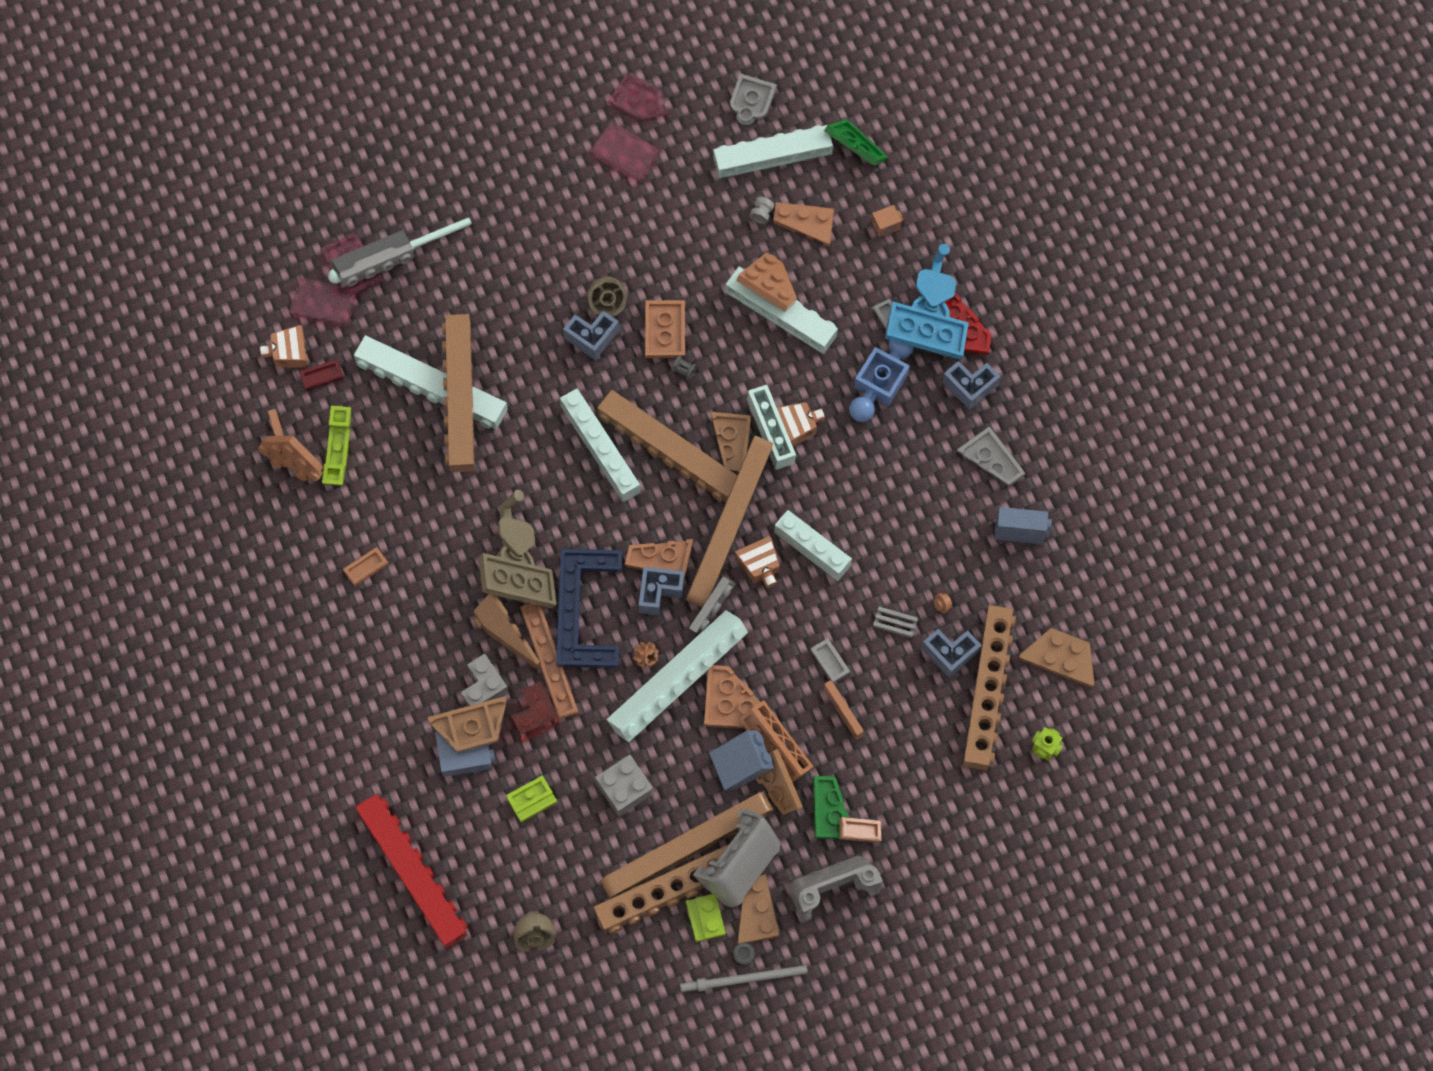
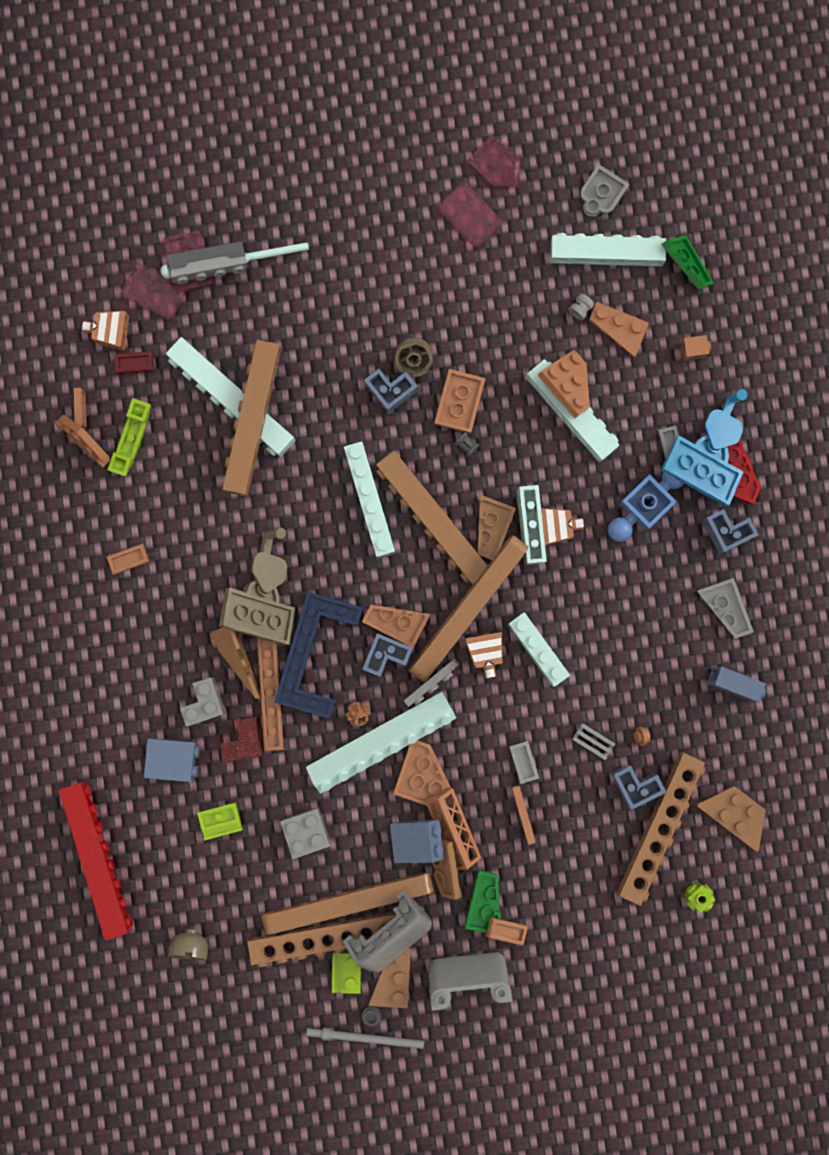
camera: 15 degrees right, 15 degrees up
(471, 725) = (180, 743): medium nougat wing -> none

